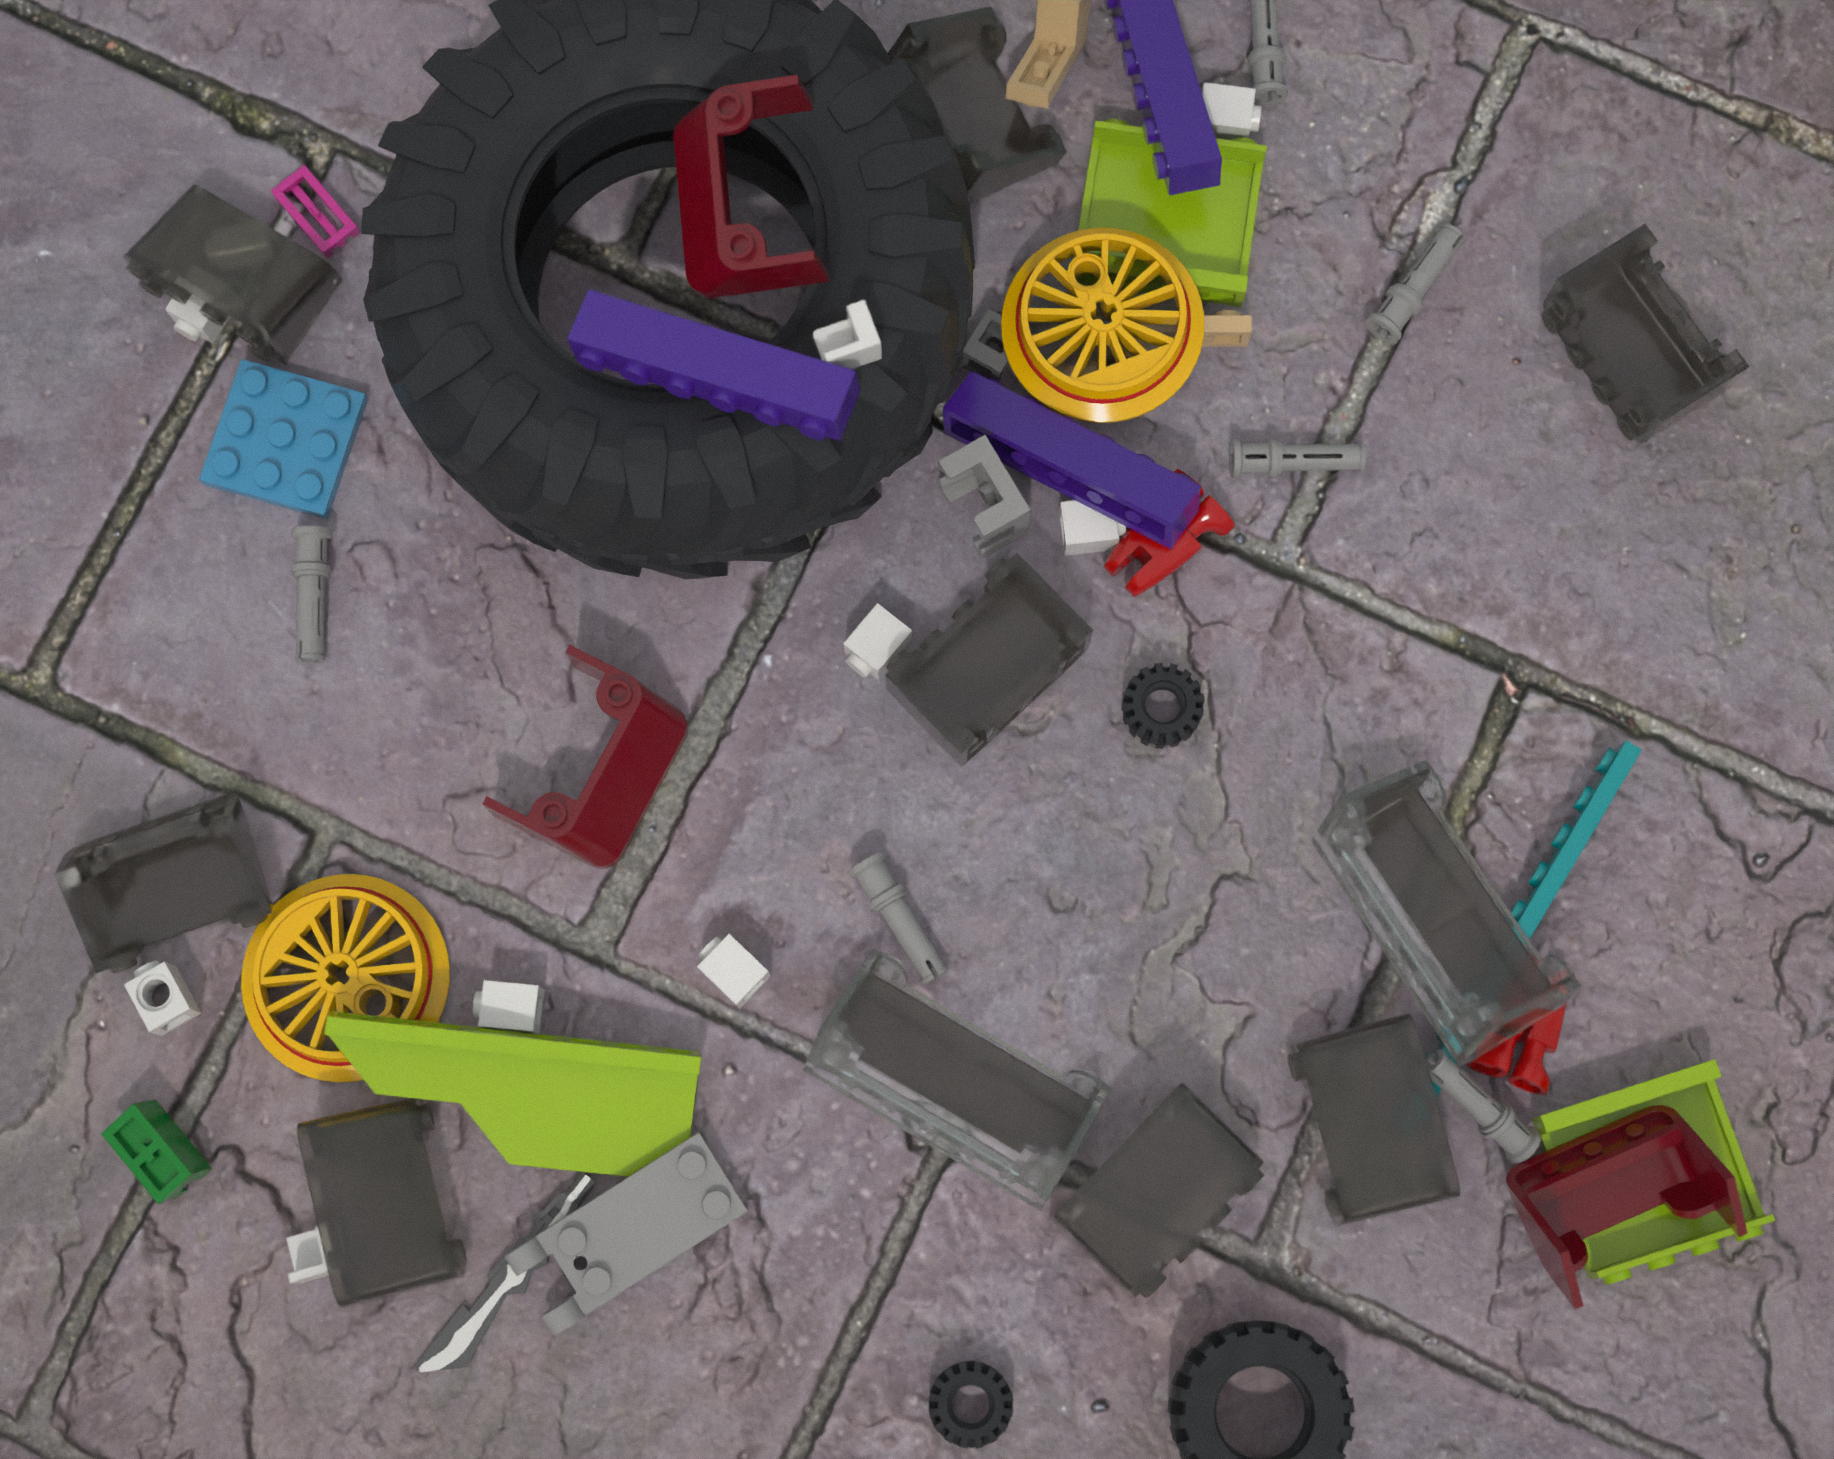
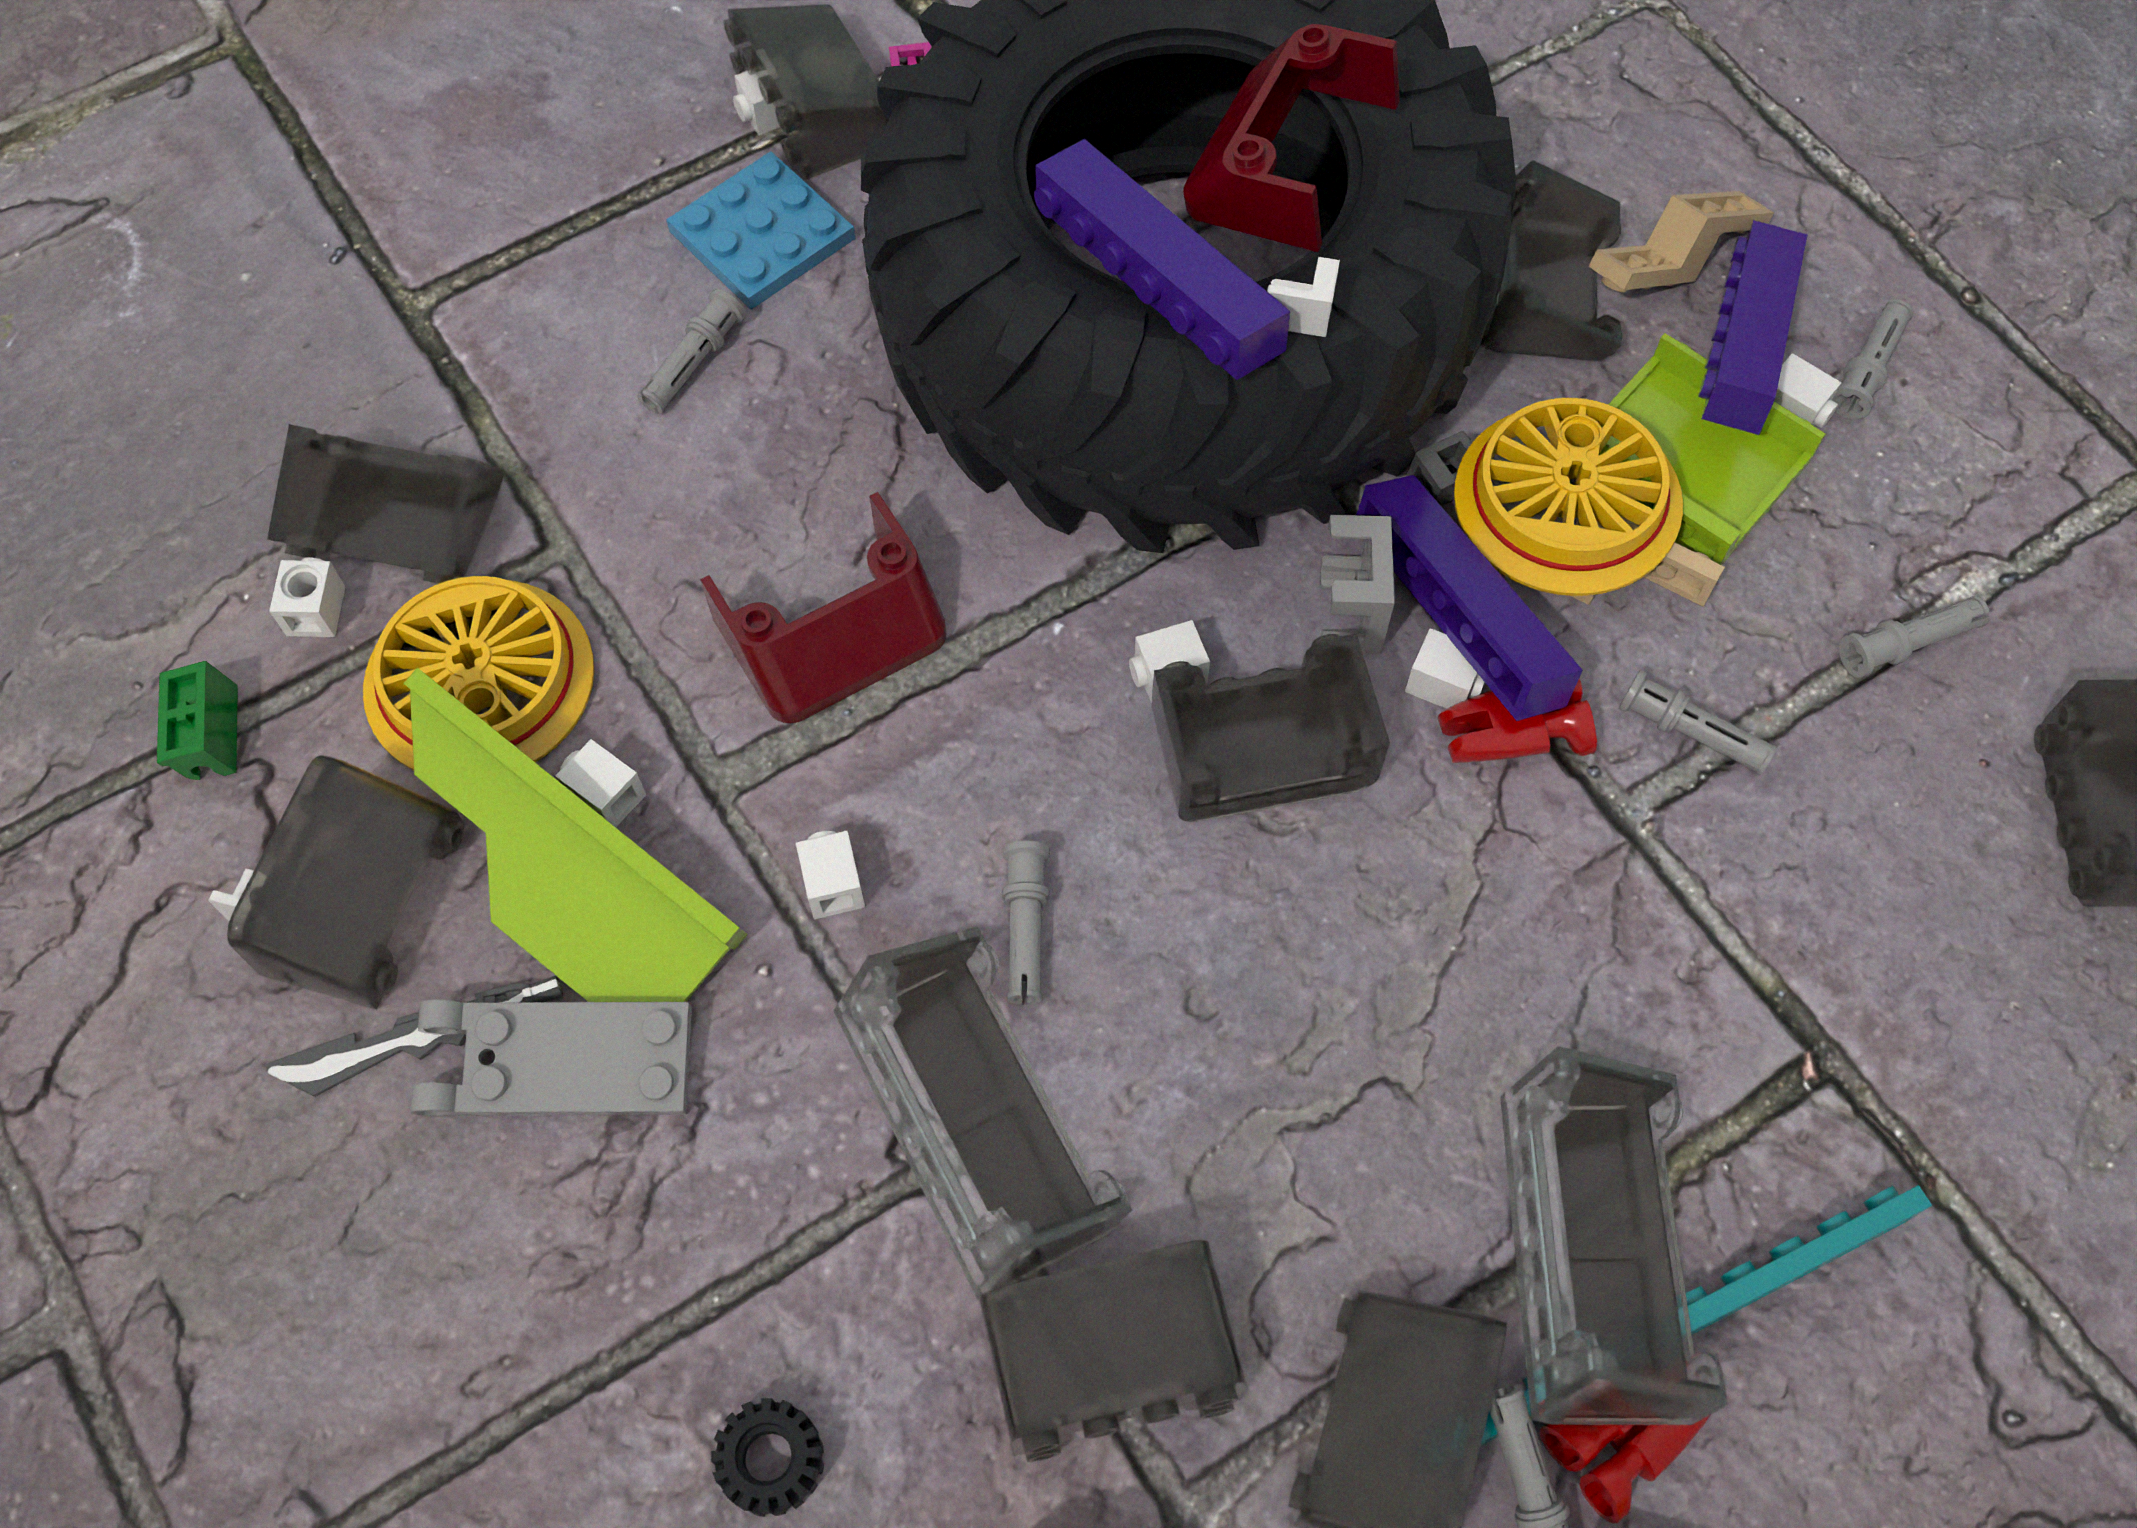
camera: 30 degrees right, 15 degrees down
(1167, 679) = (1430, 848): black tyre -> none

